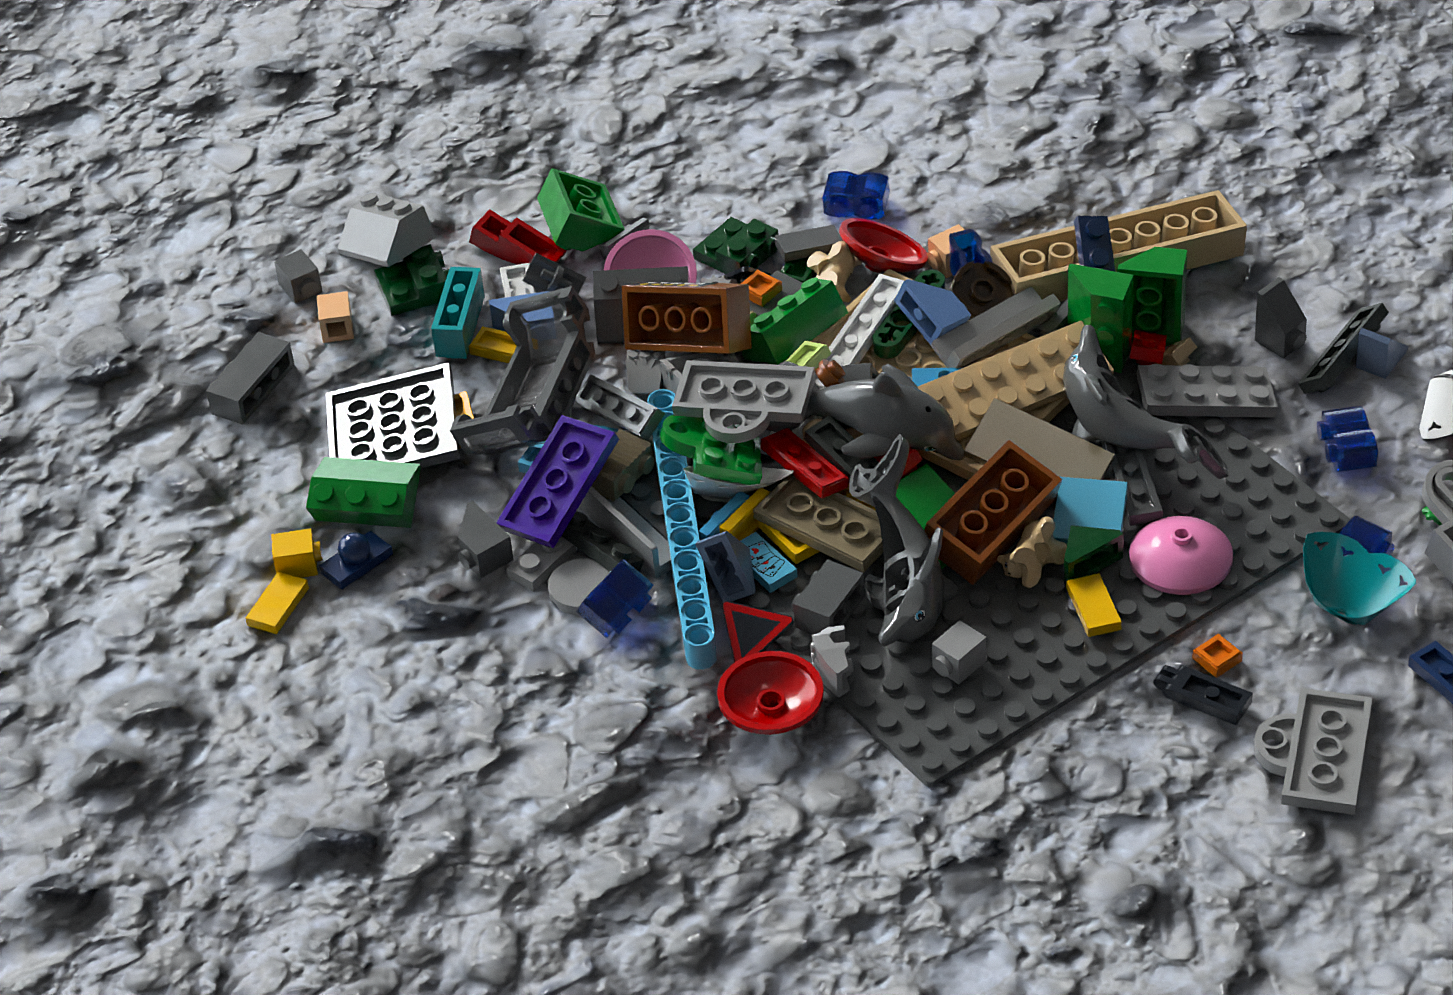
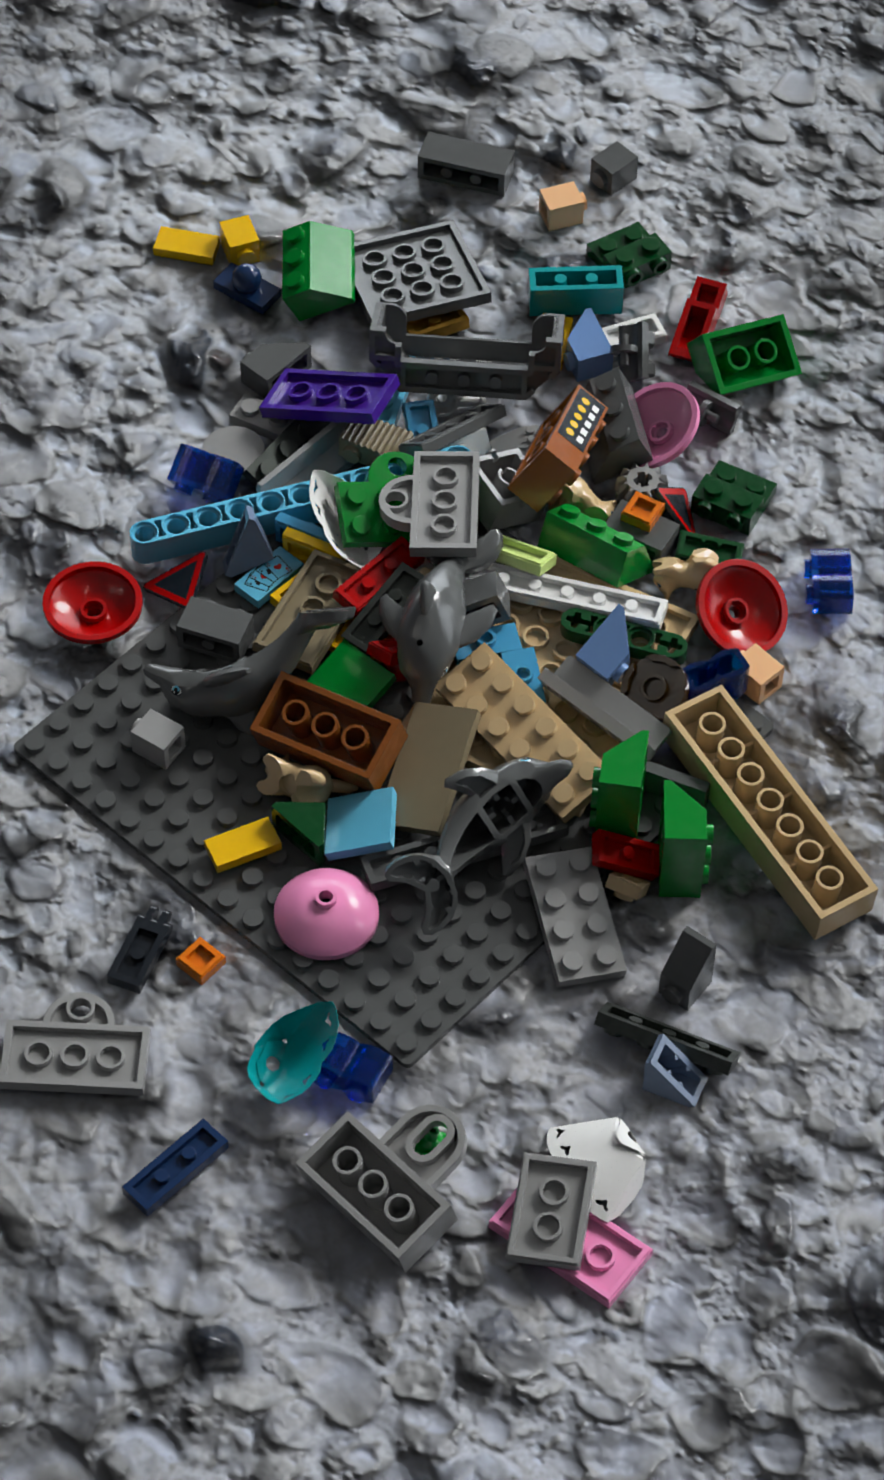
camera: 75 degrees right, 10 degrees up
(384, 230) = (680, 214): light grey slope -> none
(806, 242) = (732, 541): dark grey tile -> none
(830, 373) = (477, 566): dark orange plate -> none
(830, 660) = (132, 639): light grey hand -> none
(1094, 242) = (720, 773): dark blue plate -> none
(1348, 439) = (522, 1050): clear blue brick -> none

